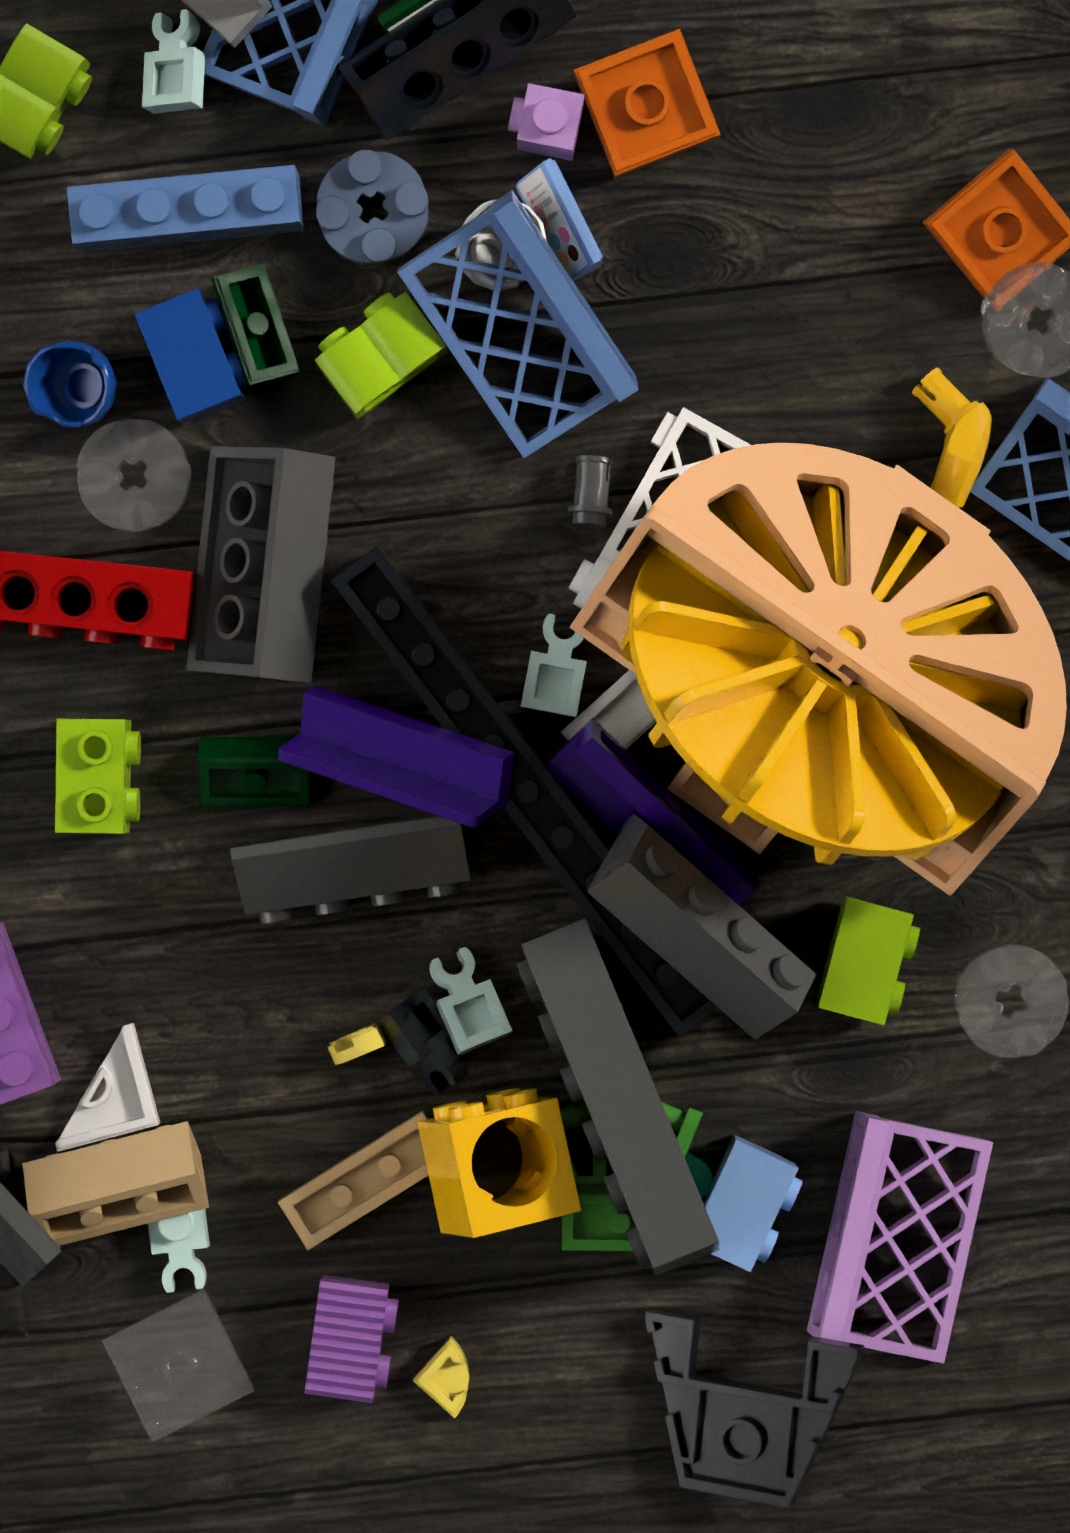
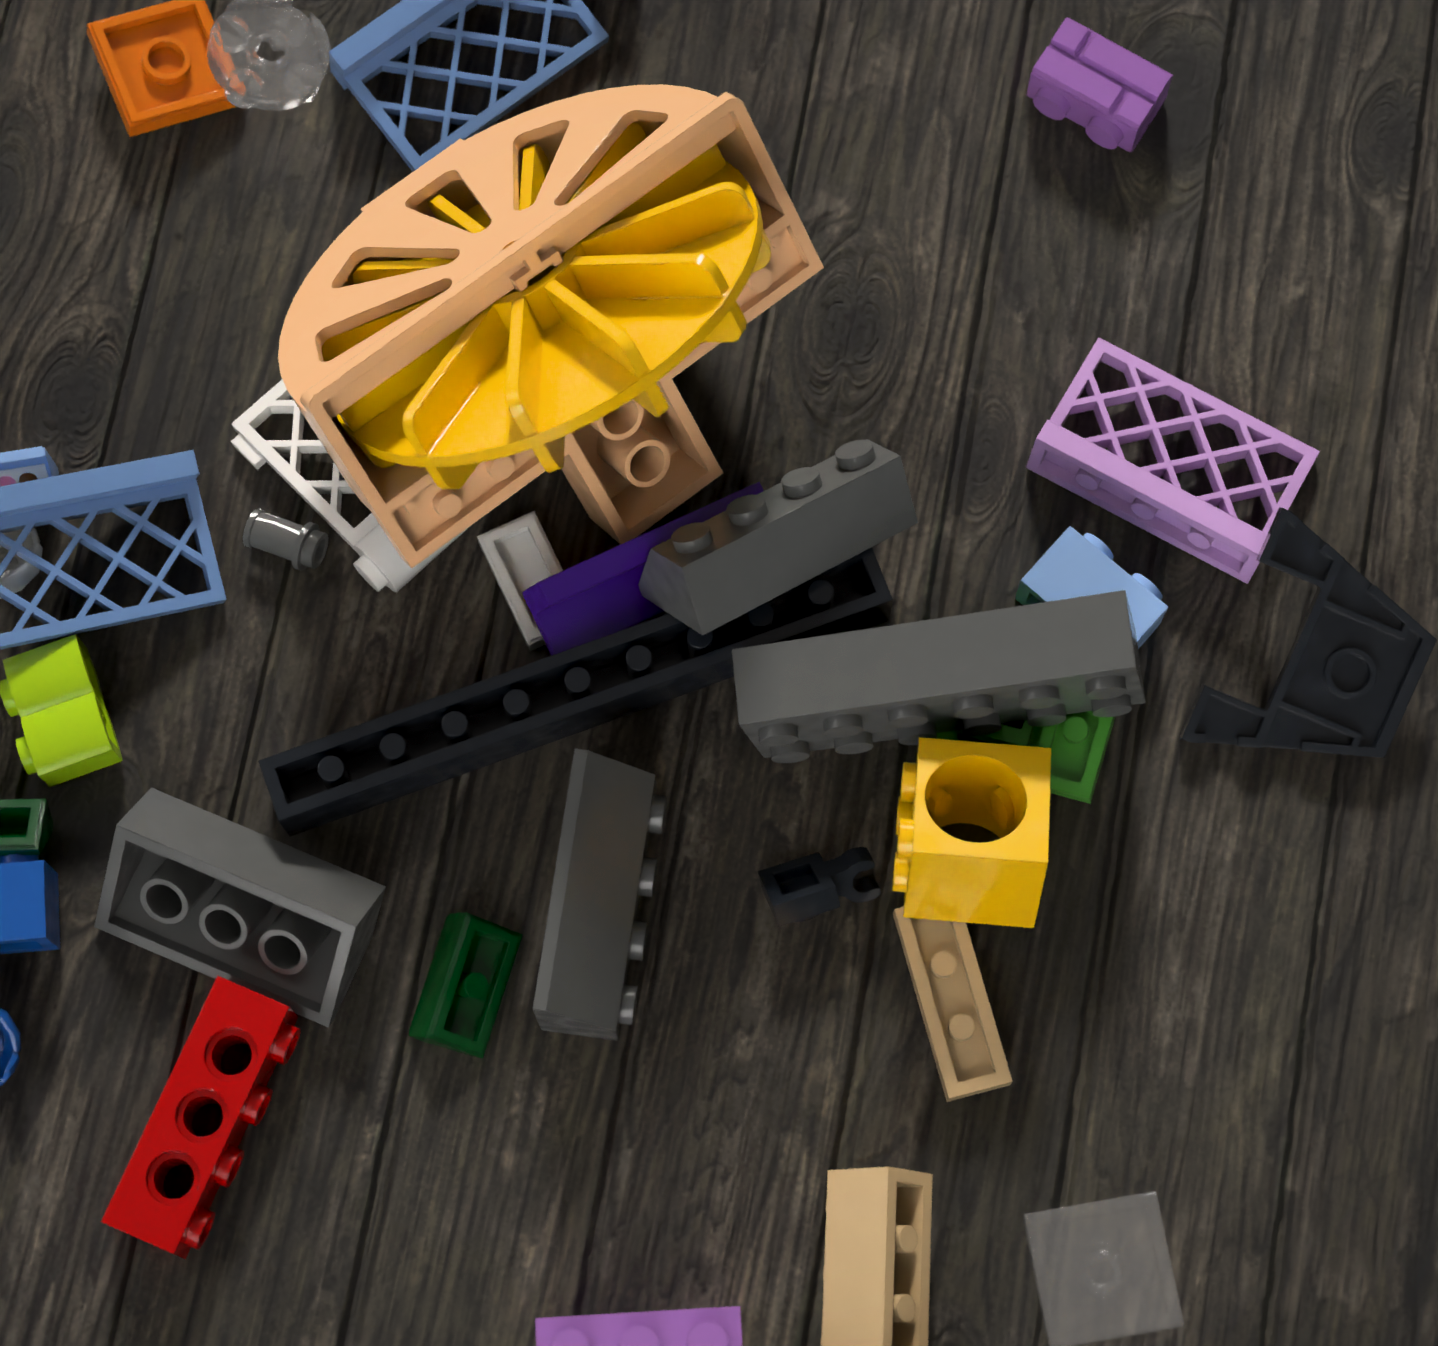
camera: 70 degrees left, 15 degrees down
(96, 776) = (409, 1158): lime brick -> none
(100, 475) = (57, 1008): clear plate -> none
(116, 1099) = (781, 1253): white tile -> none
(179, 1238) = (958, 1228): light aqua plate -> none
(349, 1337) = (1126, 1065): medium lavender brick -> none
(357, 1044) = (798, 961): light yellow tile -> none
(400, 757) = (494, 805): dark purple panel -> none
(446, 1377) = (1196, 976): light yellow tile -> none
(471, 1010) = (799, 827): light aqua plate -> none
(554, 678) = (466, 634): light aqua plate -> none
(866, 961) = (867, 397): lime brick -> none
(965, 439) = (350, 152): yellow arm -> none
(1025, 1030) = (953, 246): clear plate -> none

